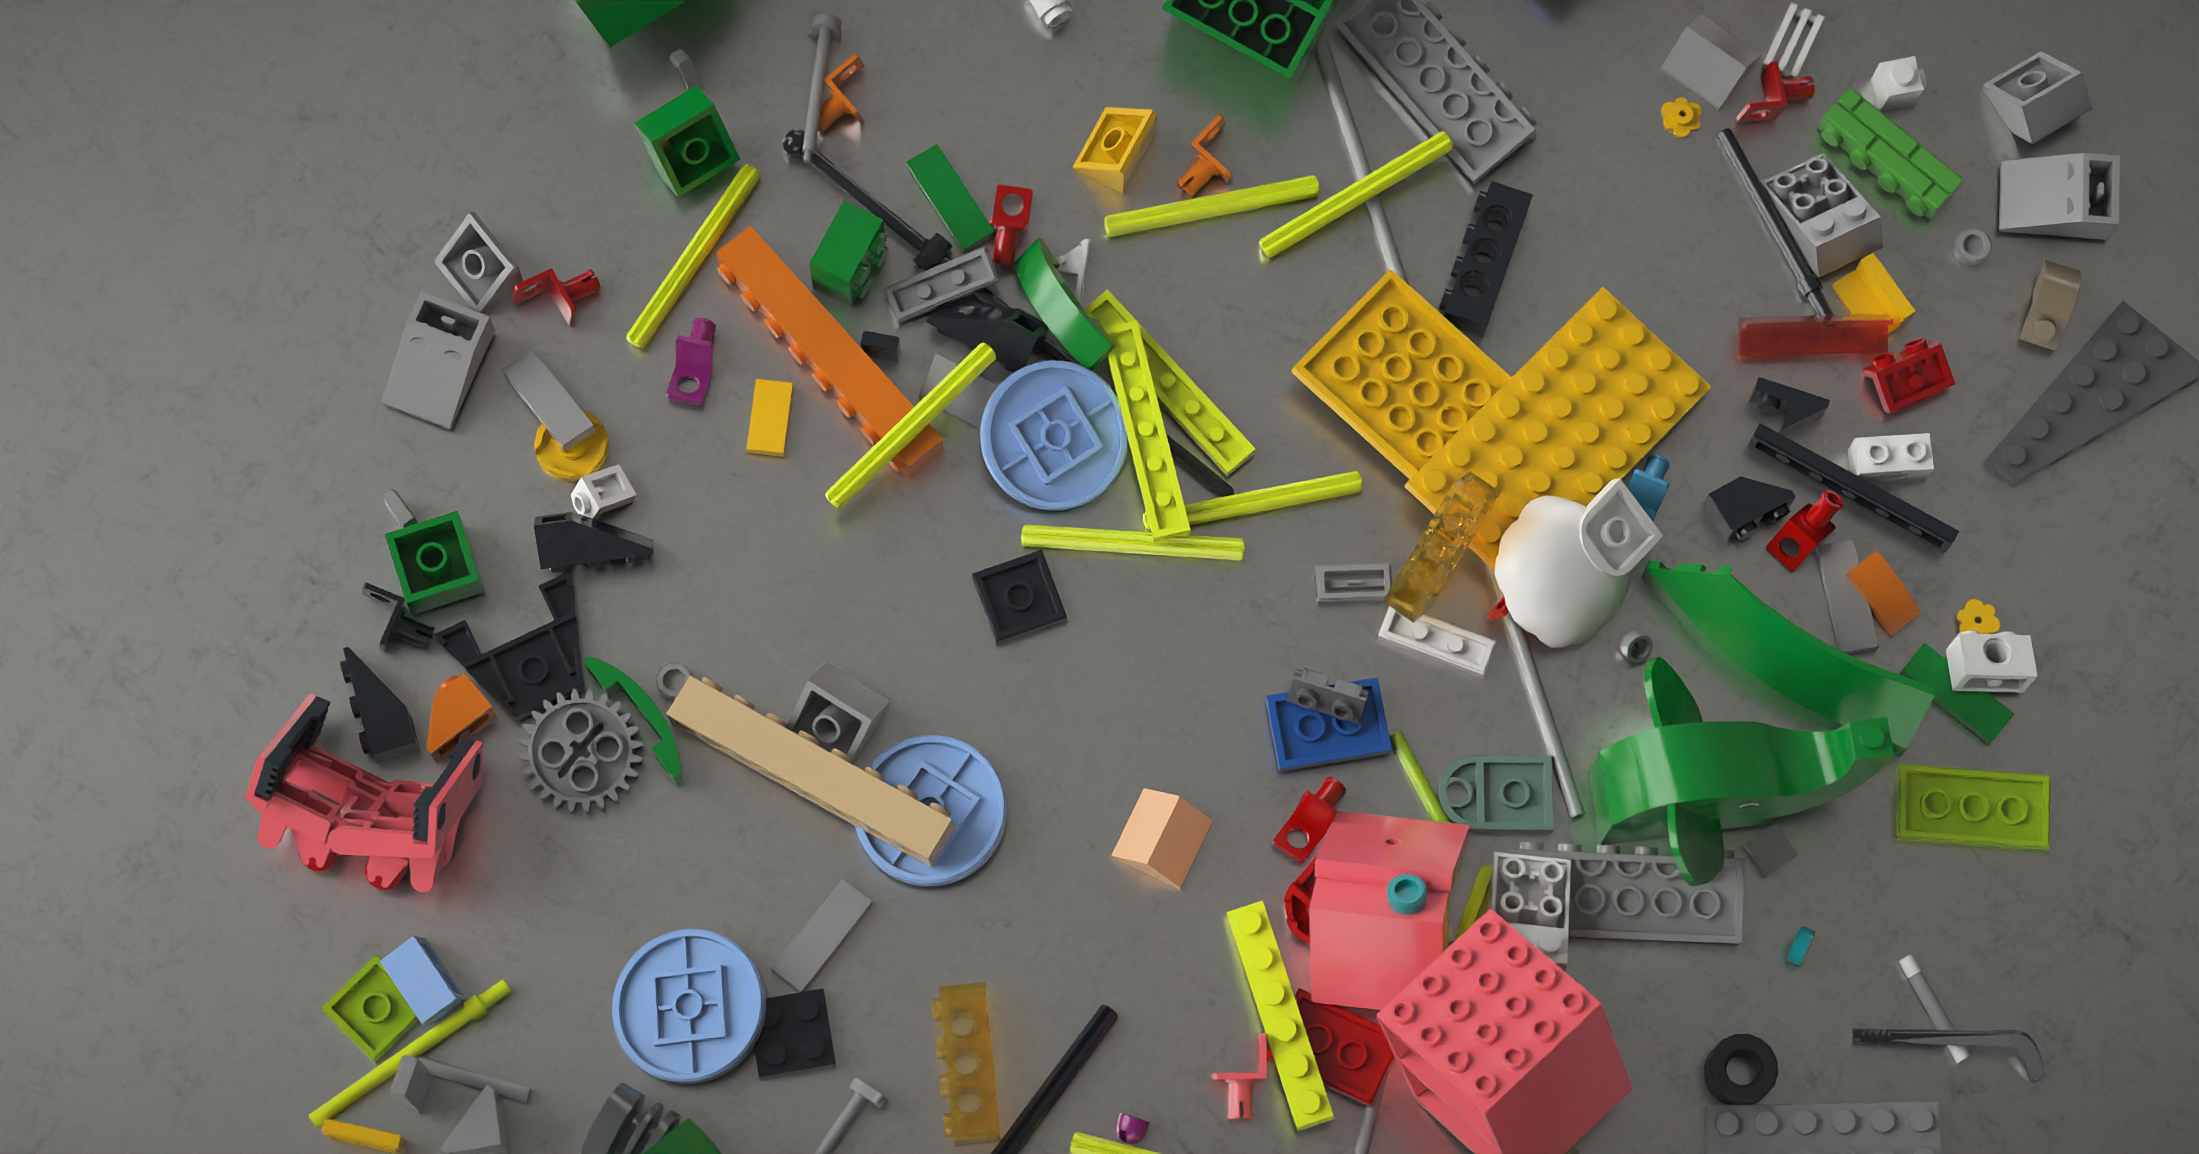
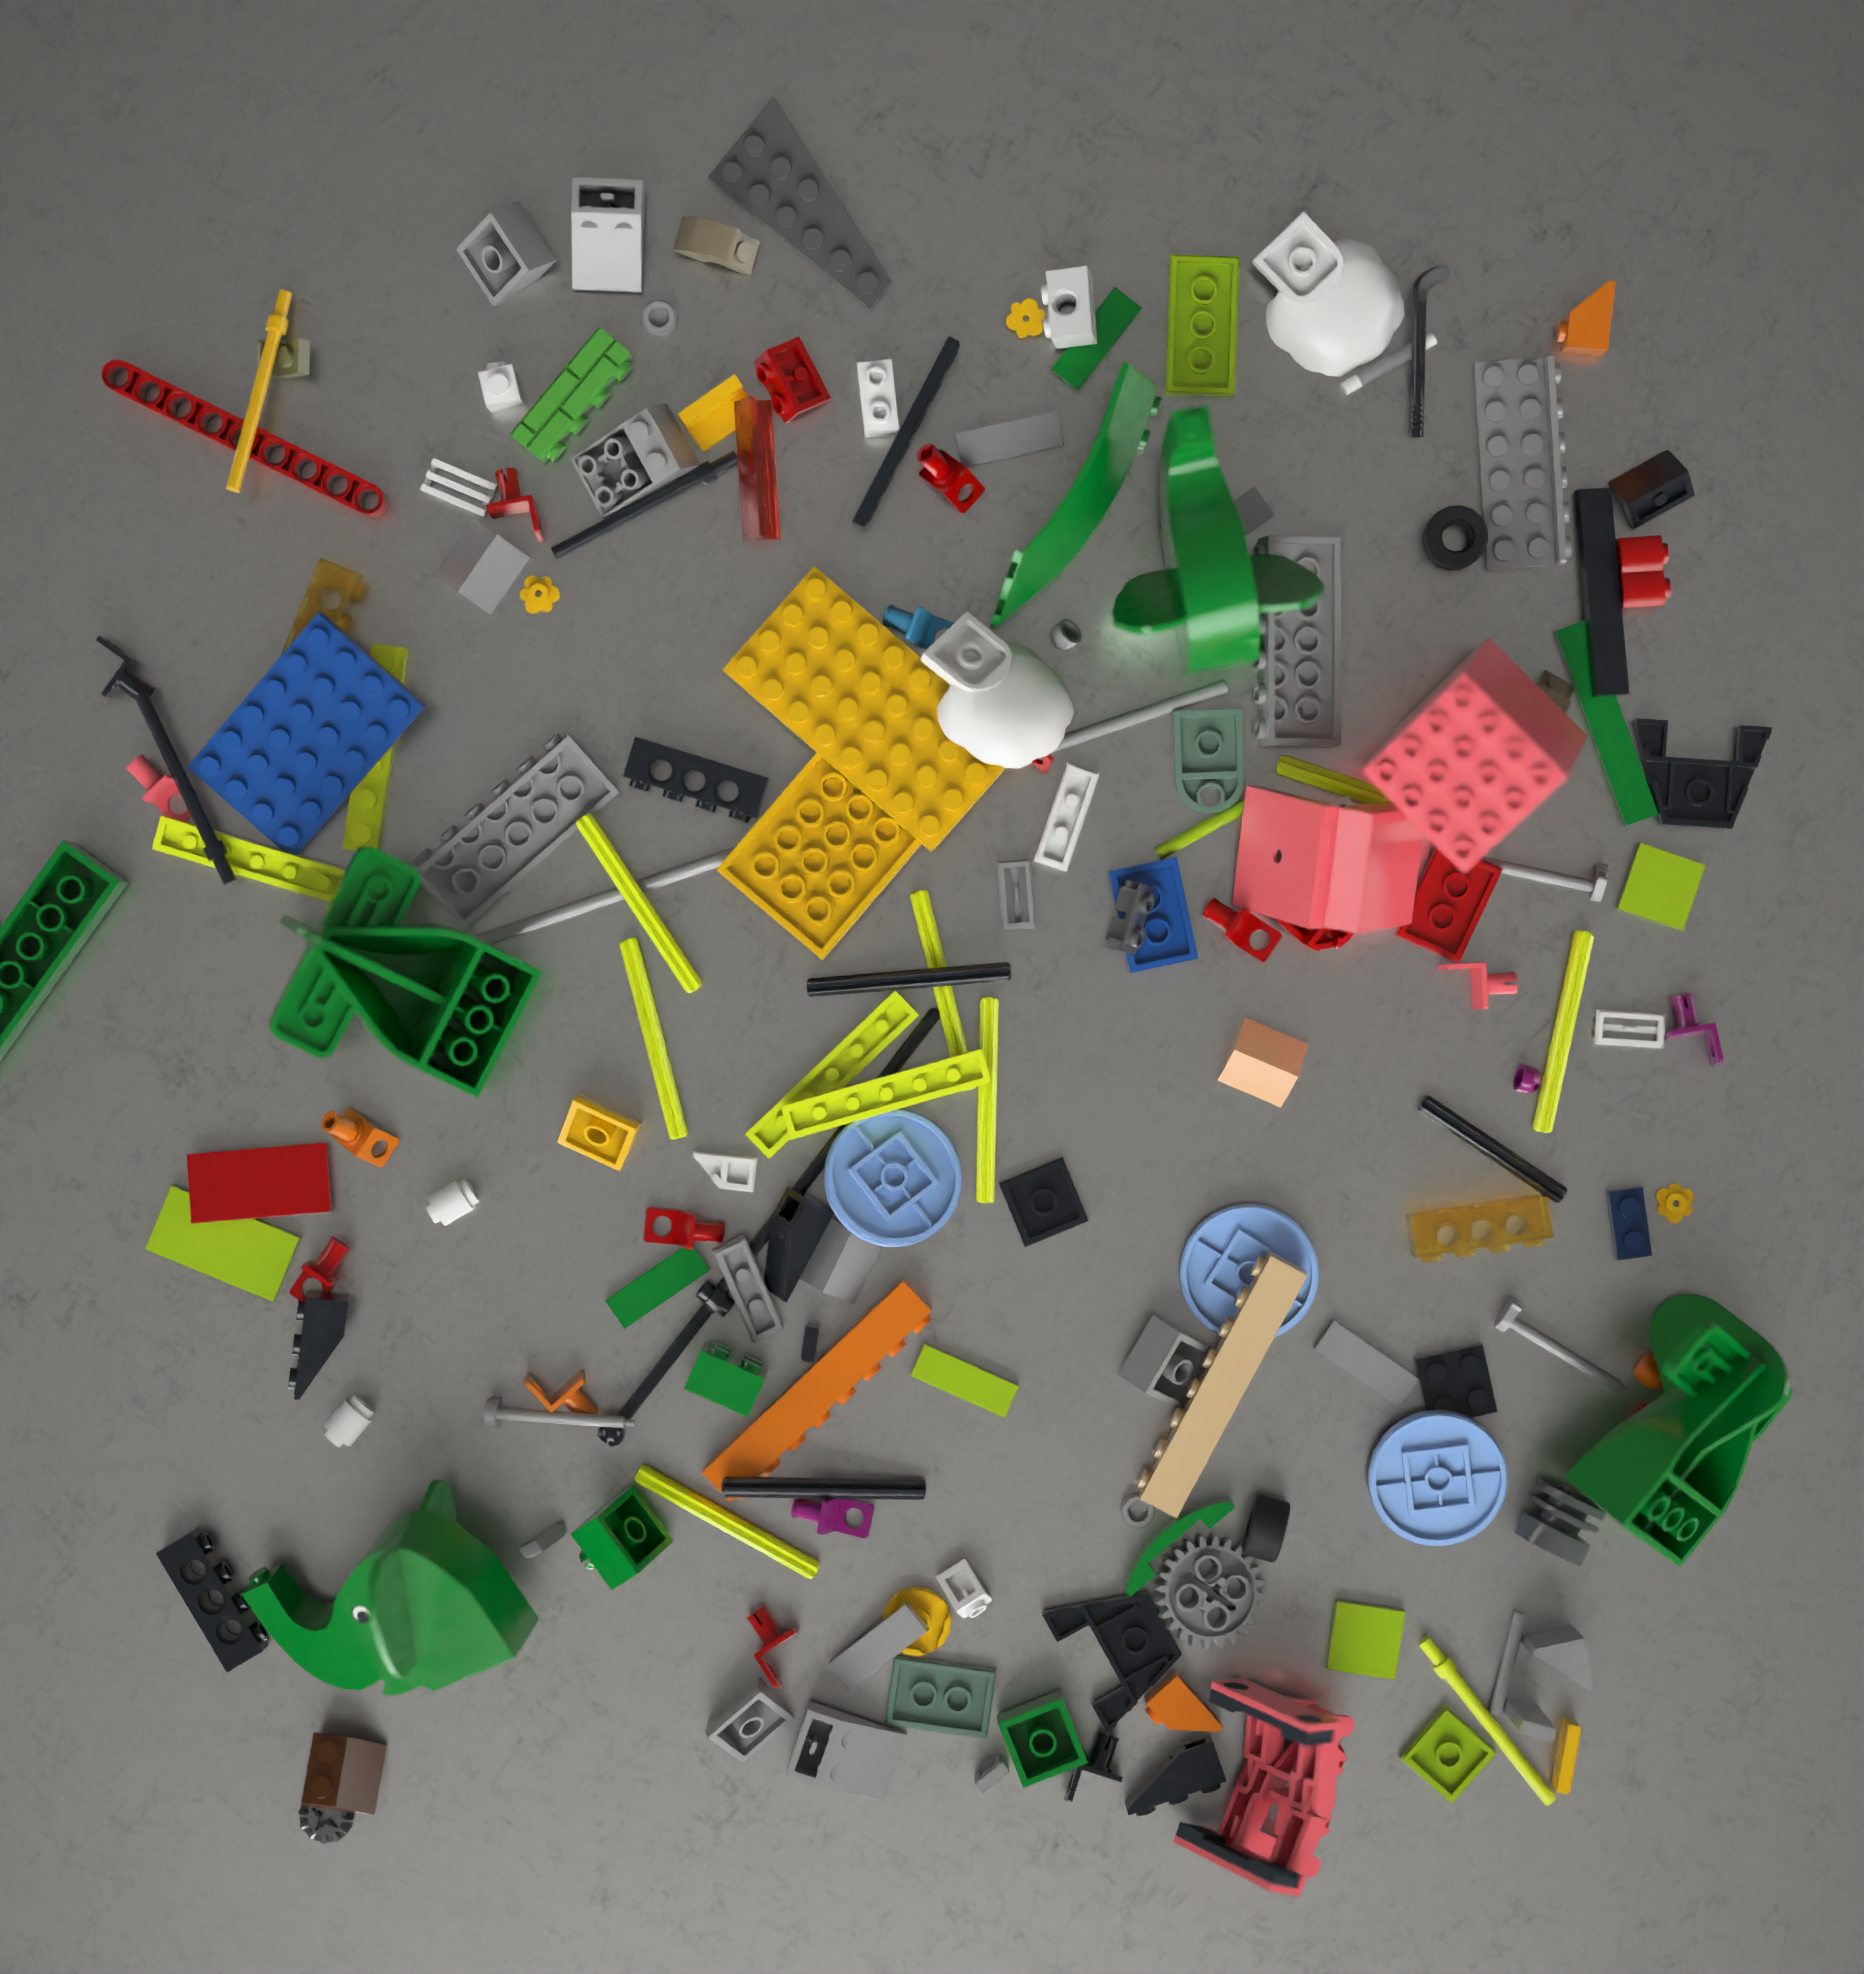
camera: 90 degrees left, 15 degrees up
(423, 980) = (1424, 1715): light blue hinge -> none
(488, 465) = (940, 1696): none -> sand green tile
(512, 921) = (1365, 1639): none -> lime tile
(578, 539) = (1012, 1605): black slope -> none
(647, 812) = (1266, 1528): none -> black tyre
(724, 349) = (823, 1488): none -> black axle
(770, 417) = (882, 1440): yellow tile -> none
(821, 519) = (964, 1380): none -> lime tile
(910, 425) = (895, 1311): neon yellow axle -> none
(1059, 307) = (770, 1181): green slope -> none
(1206, 165) = (614, 1045): orange bracket -> none
(1267, 463) = (909, 979): none -> black axle
(1280, 1016) = (1424, 951): neon yellow plate -> none
(1406, 894) = (1344, 846): teal tile -> none
(1441, 546) = (994, 817): clear yellow brick -> none
(1534, 900) = (1328, 730): white slope -> none
(1745, 504) = (927, 535): black slope -> none
(1798, 406) = (830, 485): black slope -> none
(1801, 945) = (1339, 483): teal tile -> none
(1884, 592) = (1005, 405): orange slope -> none
(2005, 947) = (1332, 299): none -> white animal

